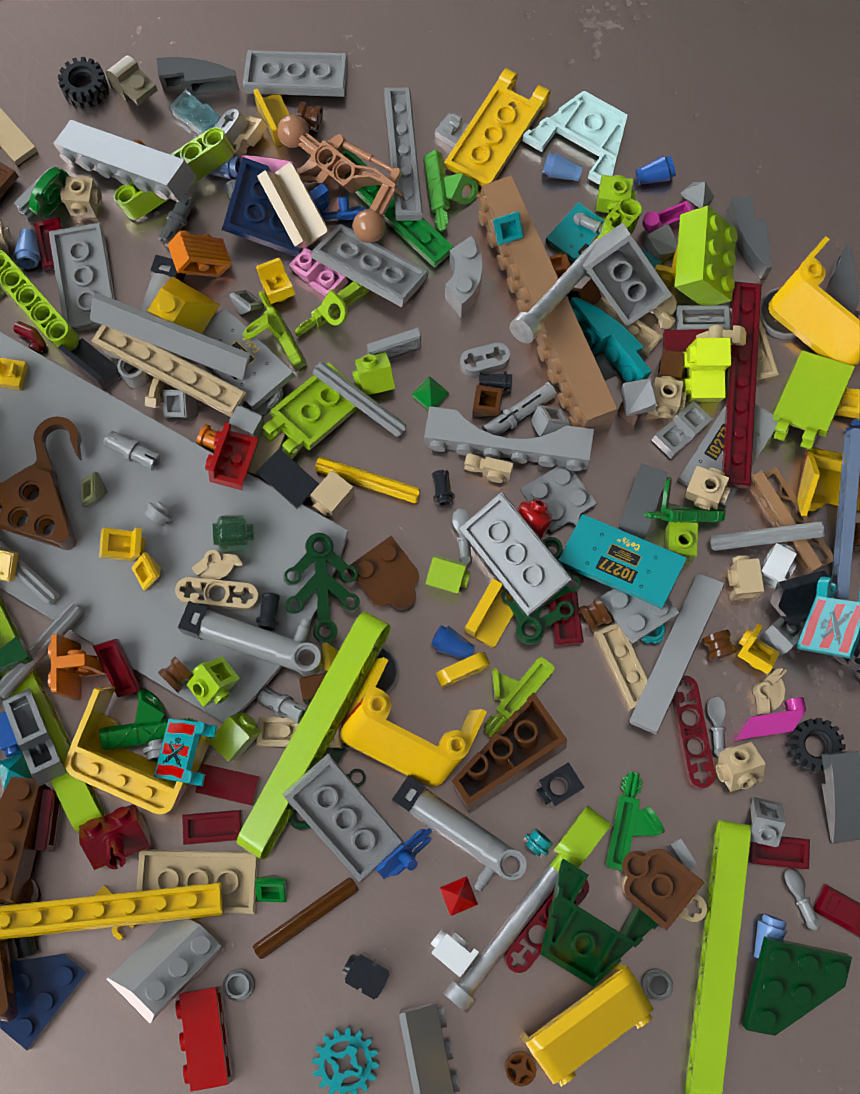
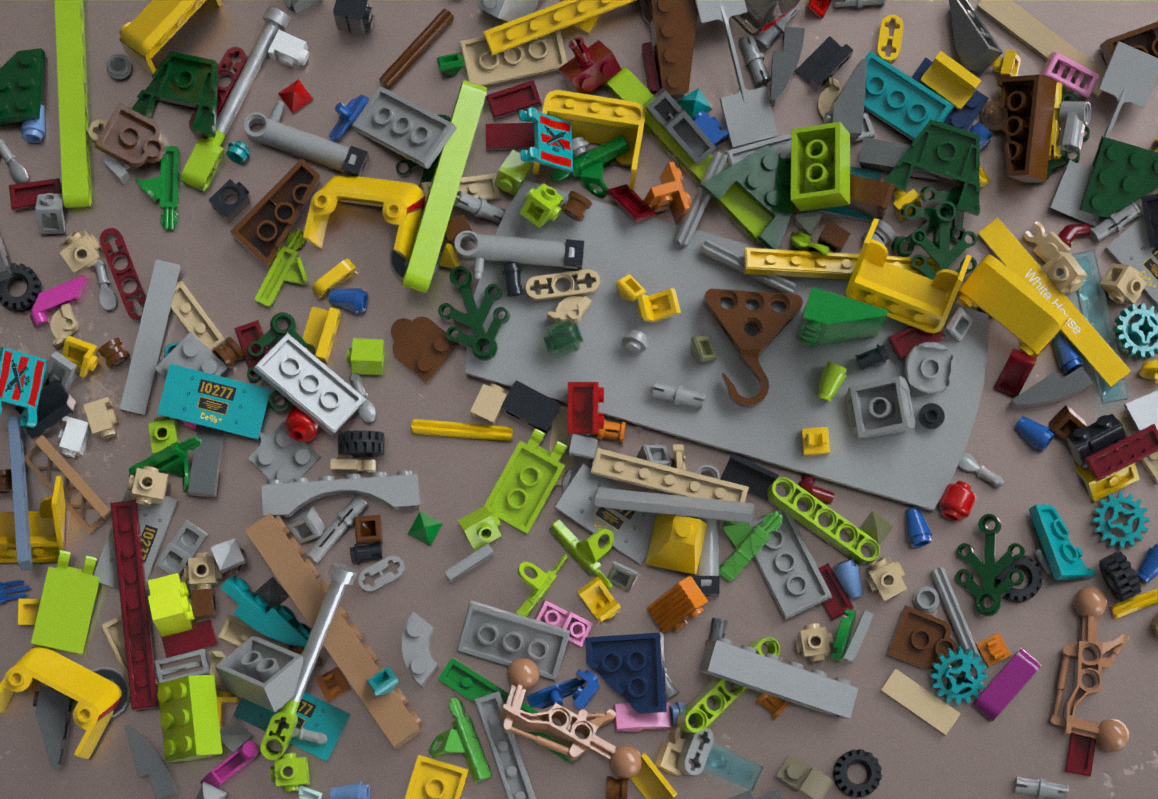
camera: 165 degrees right, 5 degrees up
(119, 291) = (747, 543): none -> bright green piece
(294, 205) = (600, 673): tan panel -> none
(359, 399) = (487, 498): light grey axle -> none
(443, 494) = (391, 437): black pin -> none
(475, 482) = (361, 443): none -> black tyre
(737, 335) = (164, 638): tan piece -> none
(767, 536) = (87, 456): light grey axle -> none

